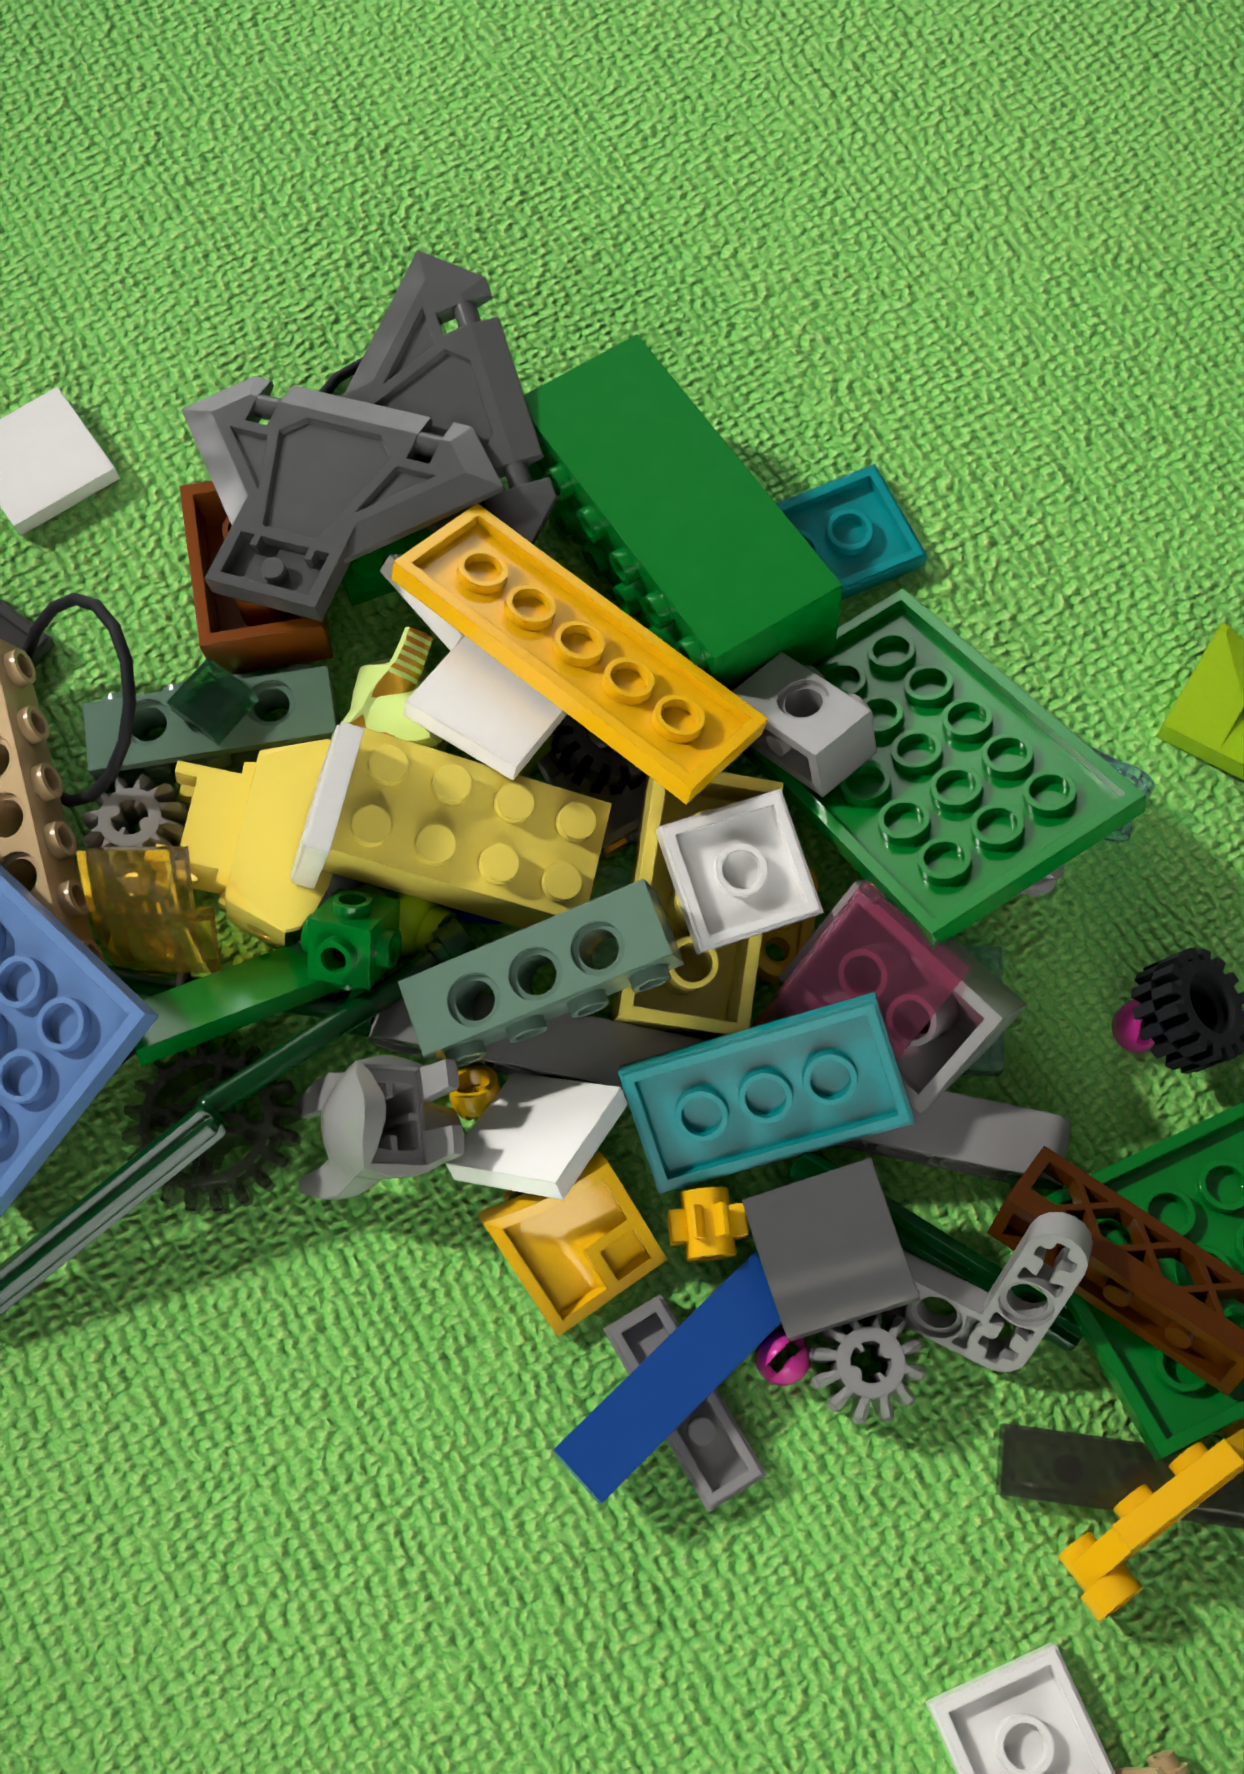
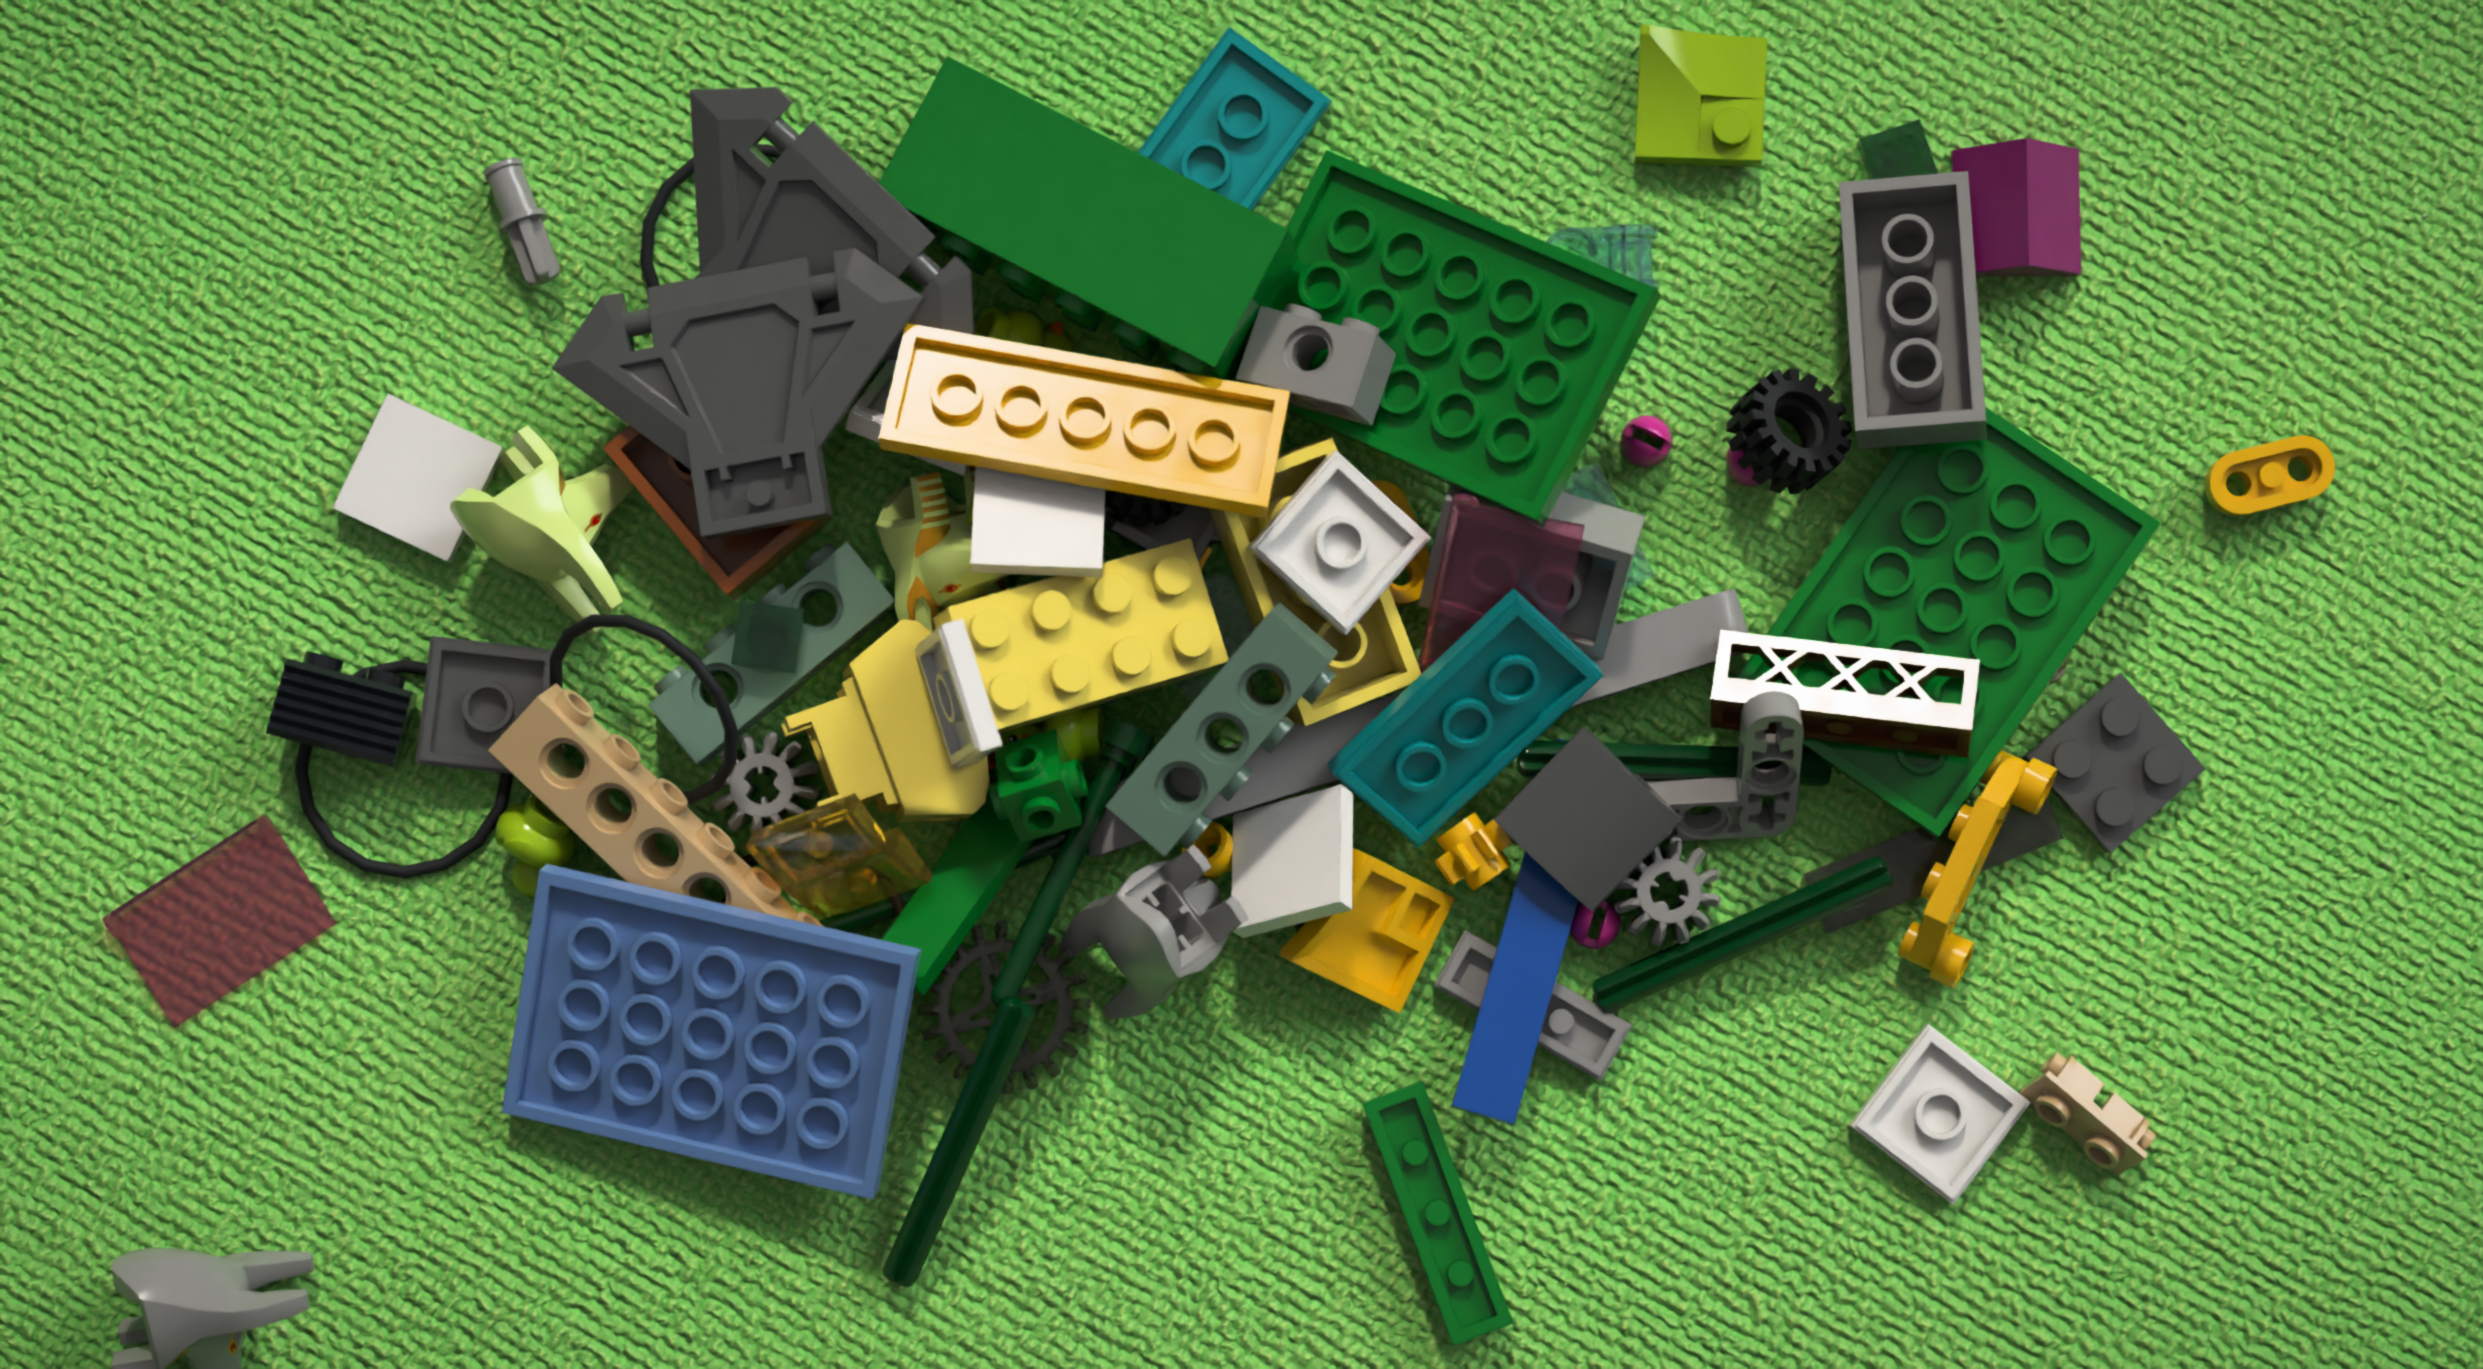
camera: 30 degrees left, 15 degrees up
(101, 529) = (548, 524): none -> yellowish green piece
(242, 322) = (522, 221): none -> light grey axle
(482, 1555) = (1437, 1213): none -> green plate
(920, 1447) = (1742, 934): none -> dark green axle
(1043, 963) = (1640, 453): none -> dark pink hinge

